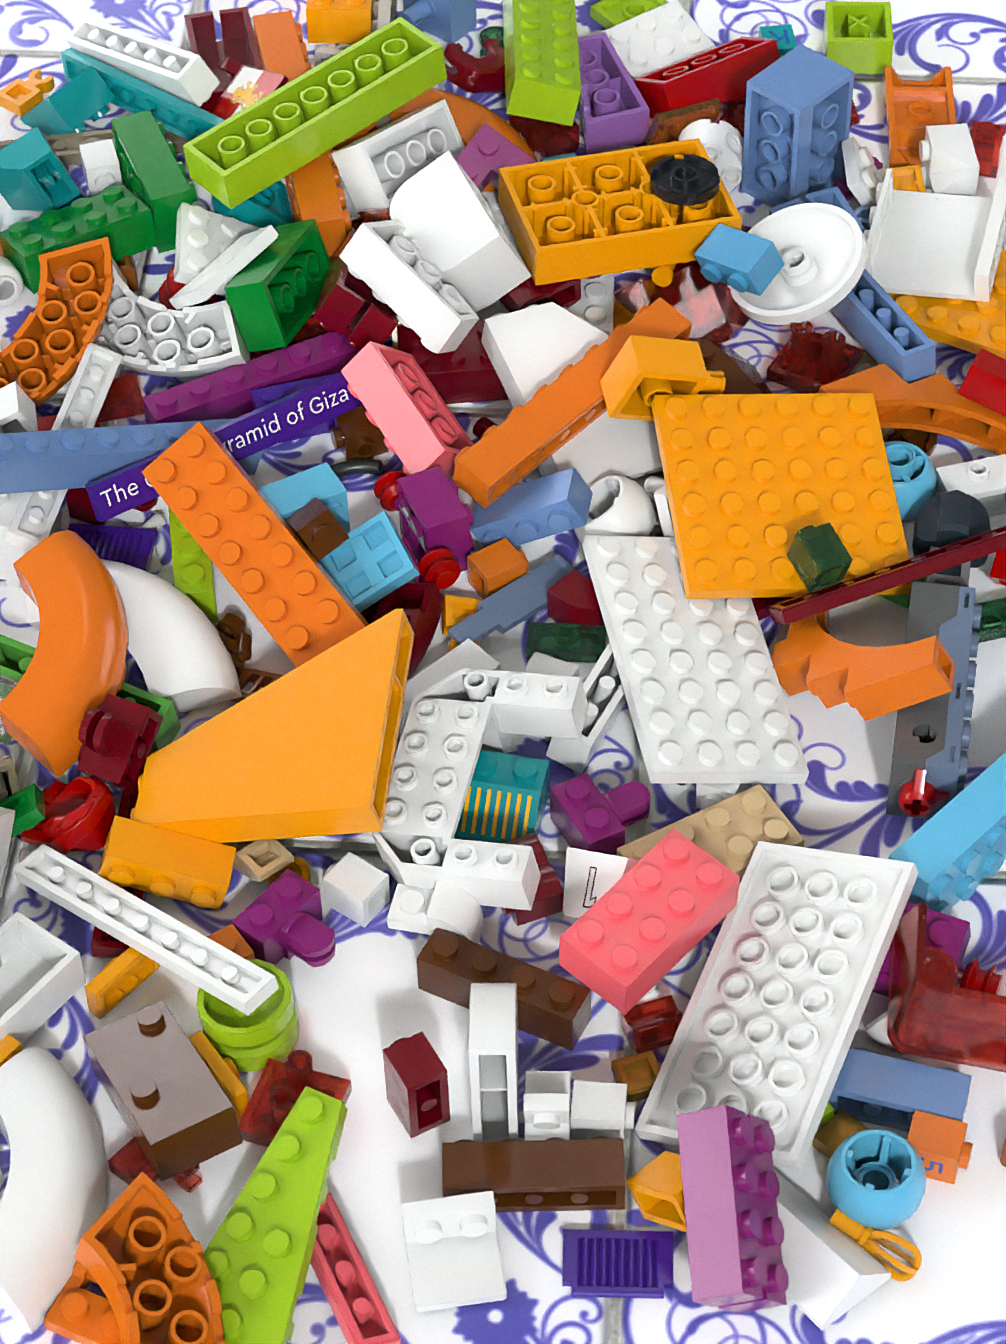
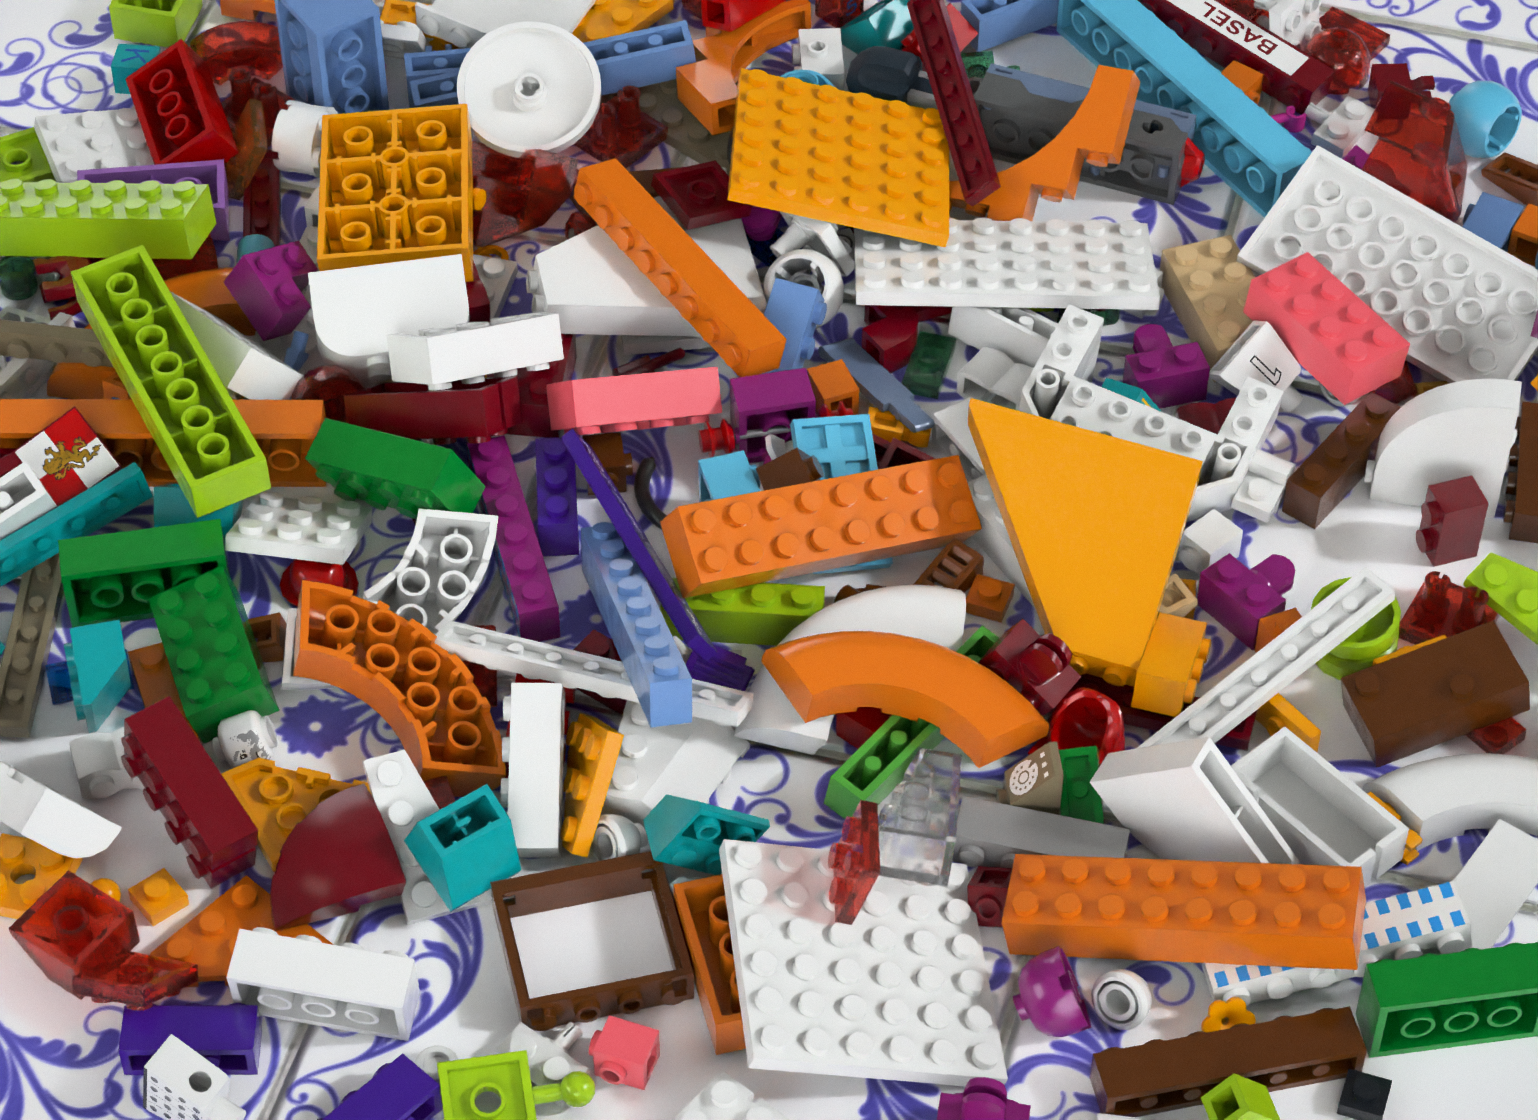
camera: 80 degrees left, 0 degrees up
(100, 166) = (68, 616): white brick -> none
(224, 268) = (372, 502): white tile -> none
(653, 368) = (704, 186): light orange brick -> none
(684, 180) = (396, 129): black tile -> none
(739, 259) = (513, 124): dark azure brick -> none
(819, 556) = (938, 142): clear green brick -> none

